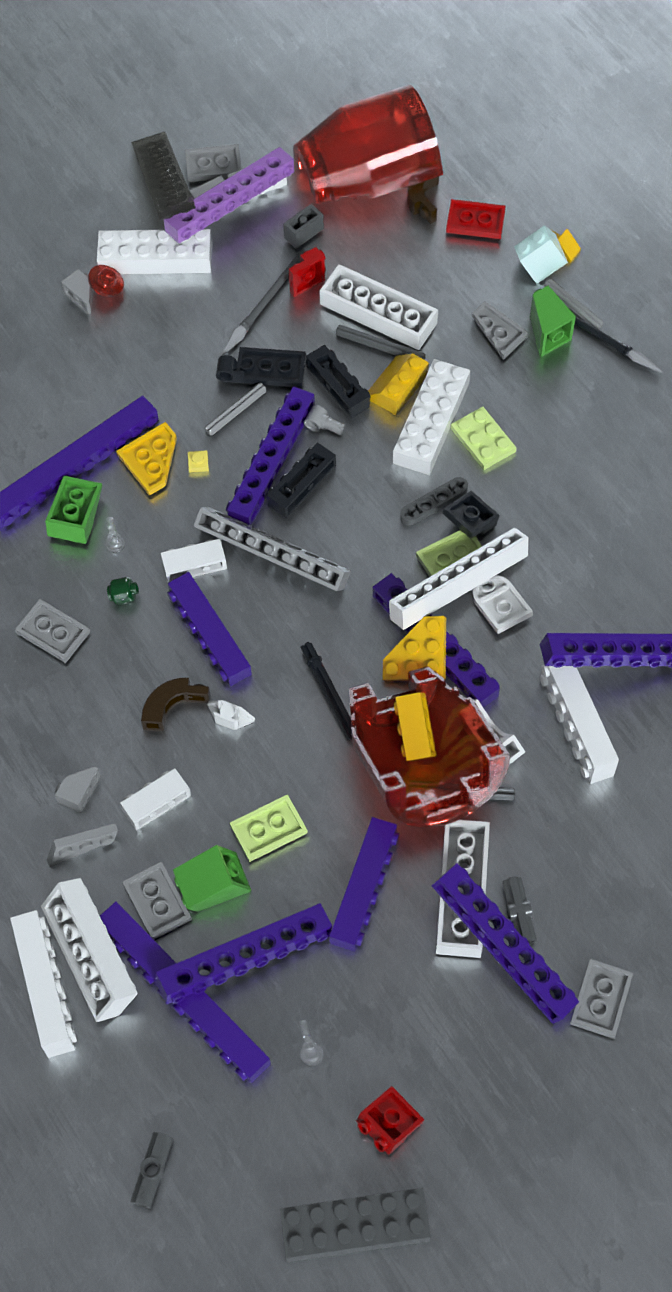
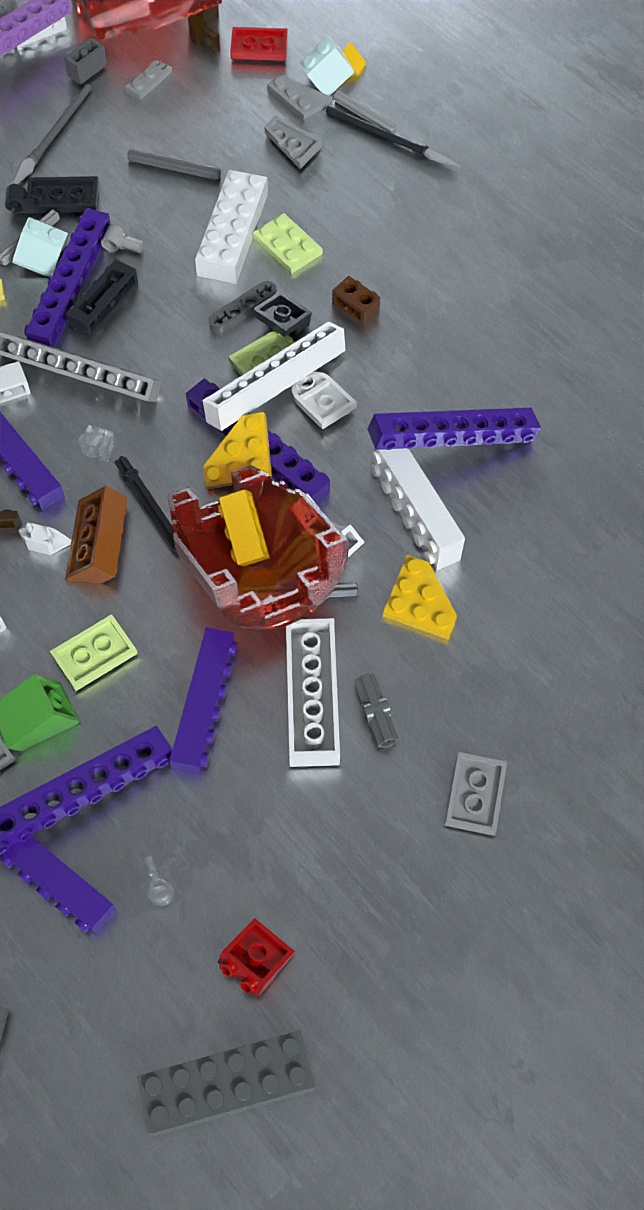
camera: 10 degrees left, 0 degrees up
(246, 423) = (40, 247): none -> light aqua slope
(279, 718) = (96, 537): none -> dark orange slope
(286, 626) = (97, 443): none -> clear brick
(307, 272) = (92, 101): red plate -> none
(356, 398) = (152, 213): black brick -> none
(362, 249) = (148, 79): none -> light grey hinge
(378, 307) = (168, 128): white brick -> none
(398, 382) = (195, 198): yellow slope -> none
(507, 956) = (369, 759): dark purple brick -> none
(509, 281) = (298, 97): none -> light grey wing
(539, 507) = (356, 300): none -> reddish brown brick
(550, 320) = (344, 126): bright green slope -> none
(571, 811) = (420, 600): none -> yellow plate

